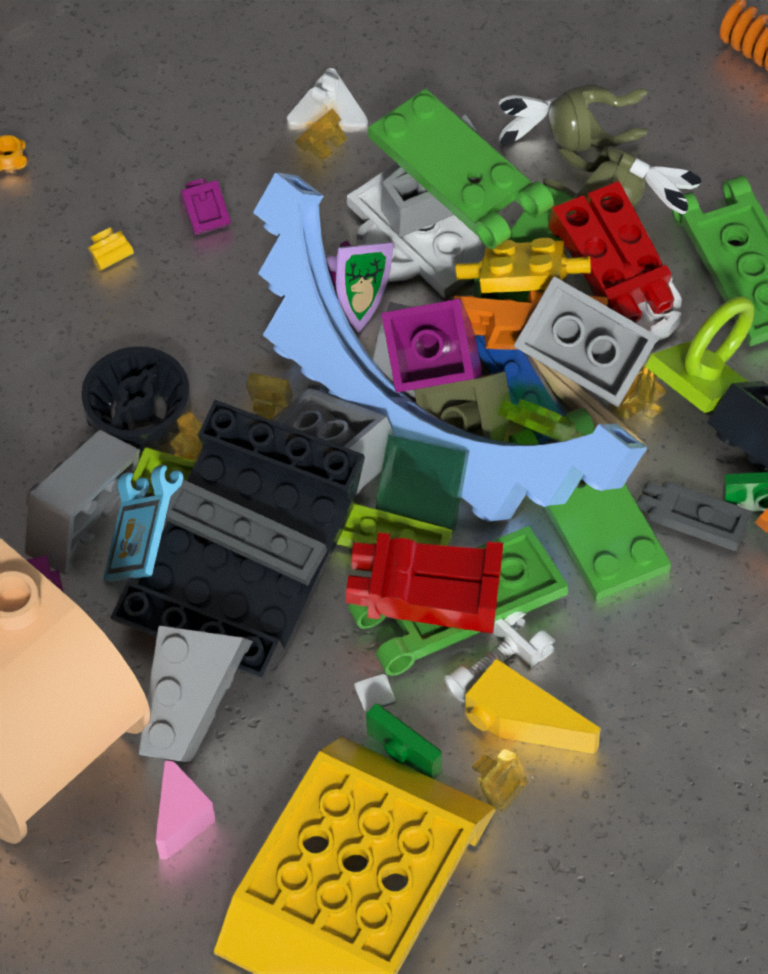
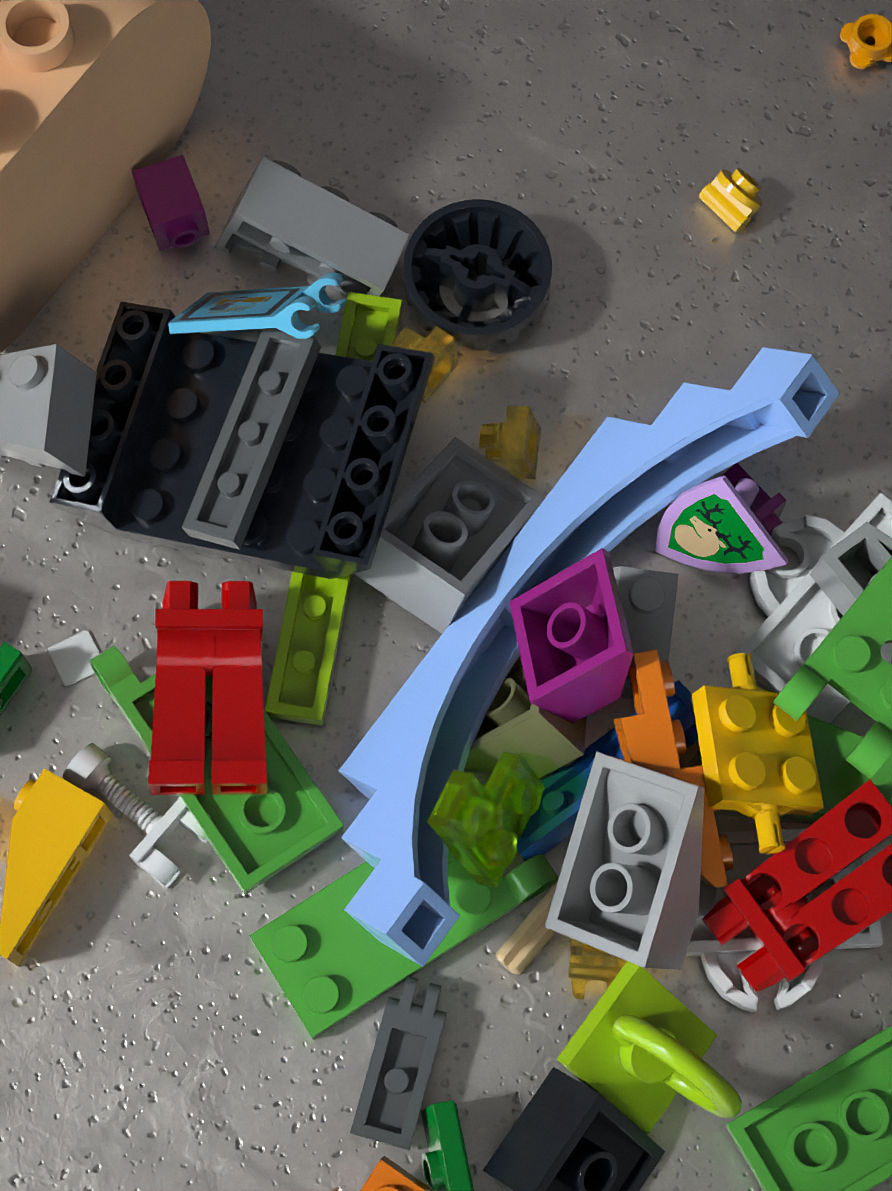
camera: 80 degrees right, 15 degrees up
(204, 206) = (824, 305): magenta bracket -> none
(422, 481) = (384, 665): clear green tile -> none

